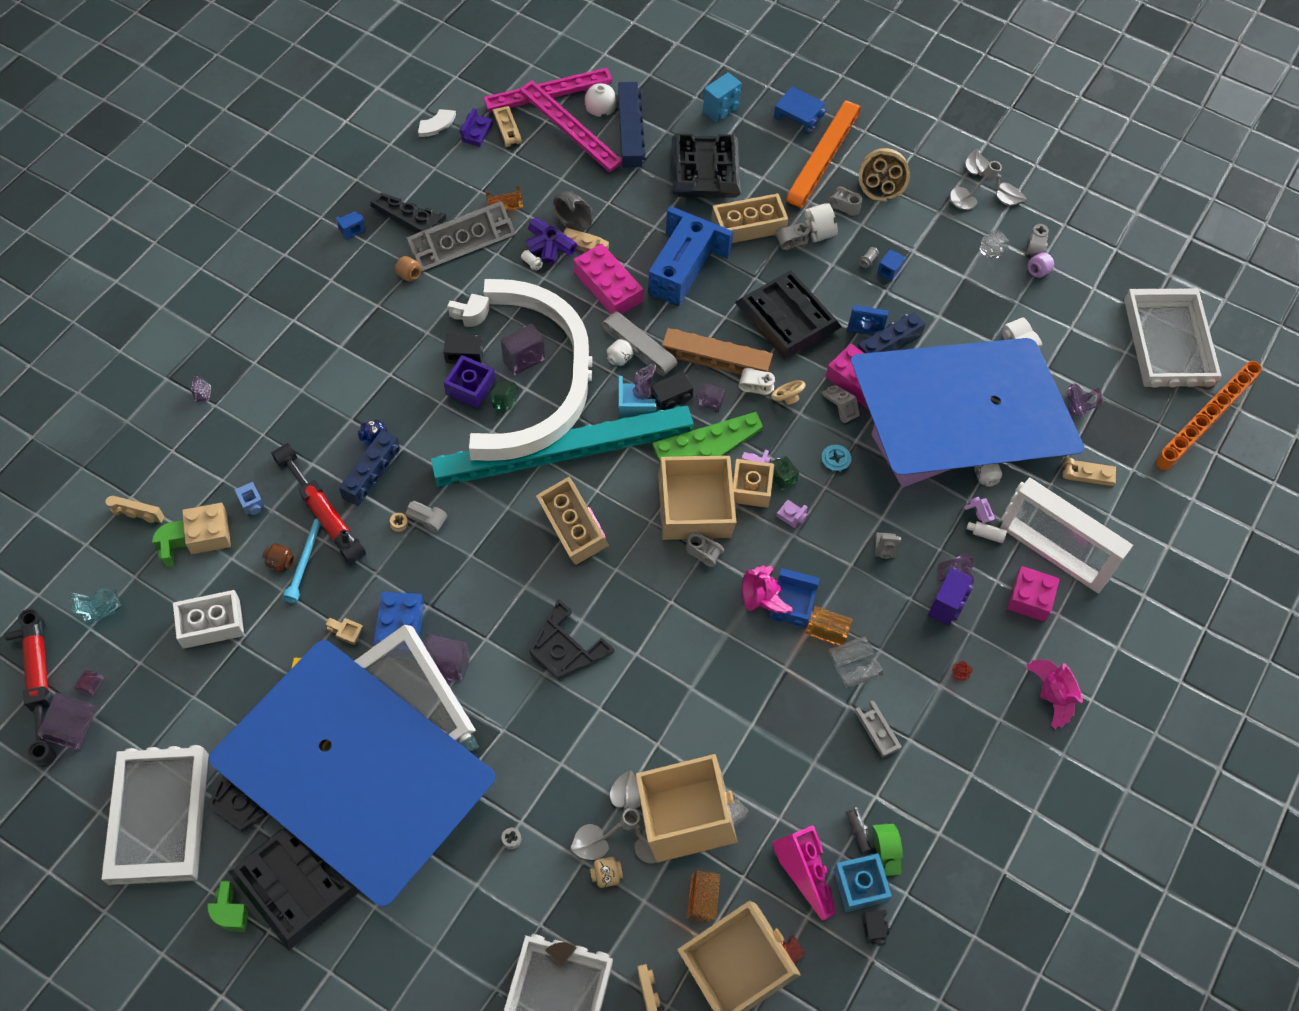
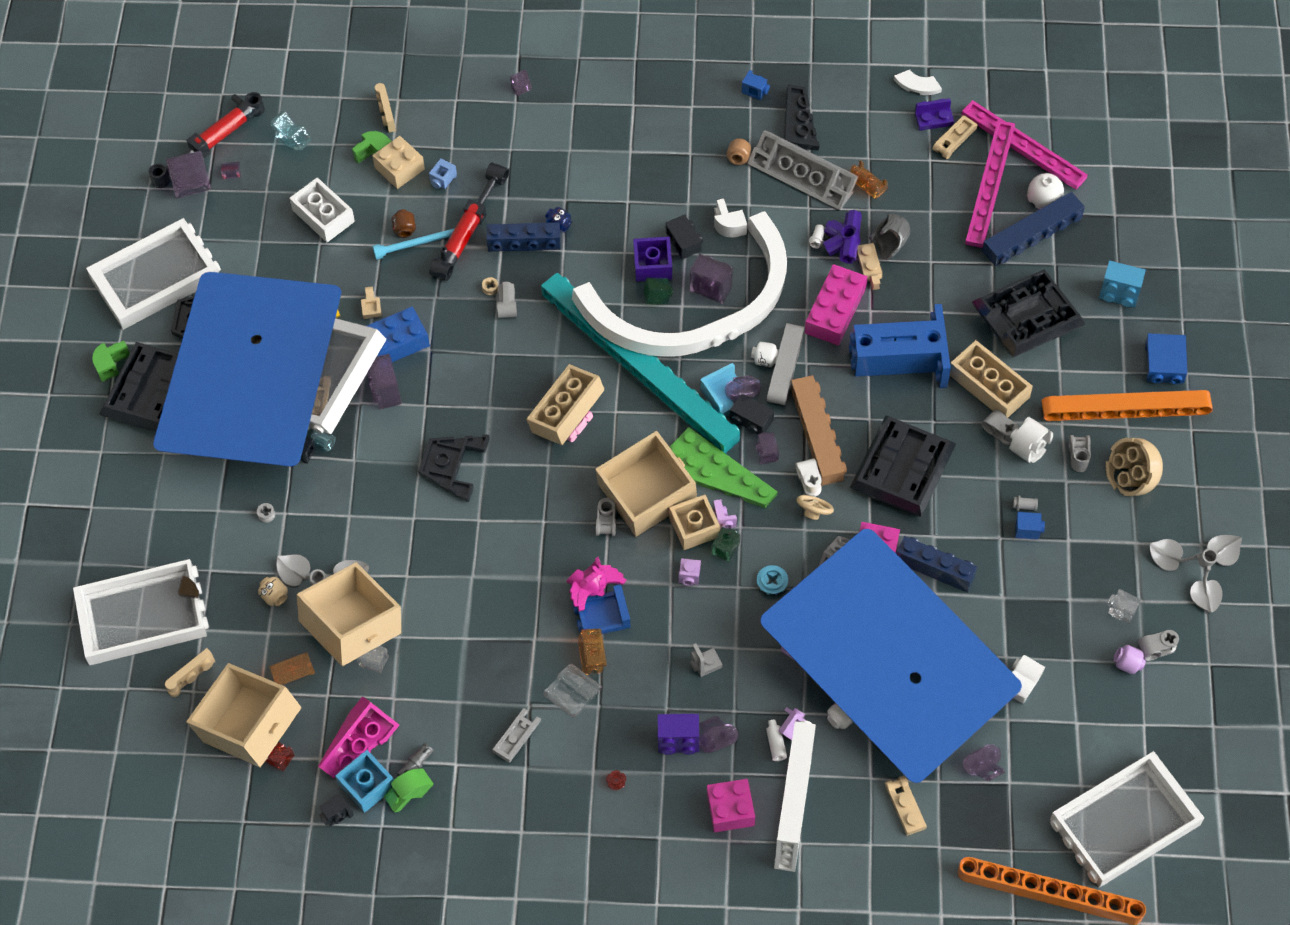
camera: 65 degrees right, 0 degrees up
(863, 326) = (938, 530): blue piece -> none
(1058, 688) = (643, 867): dark pink helmet -> none

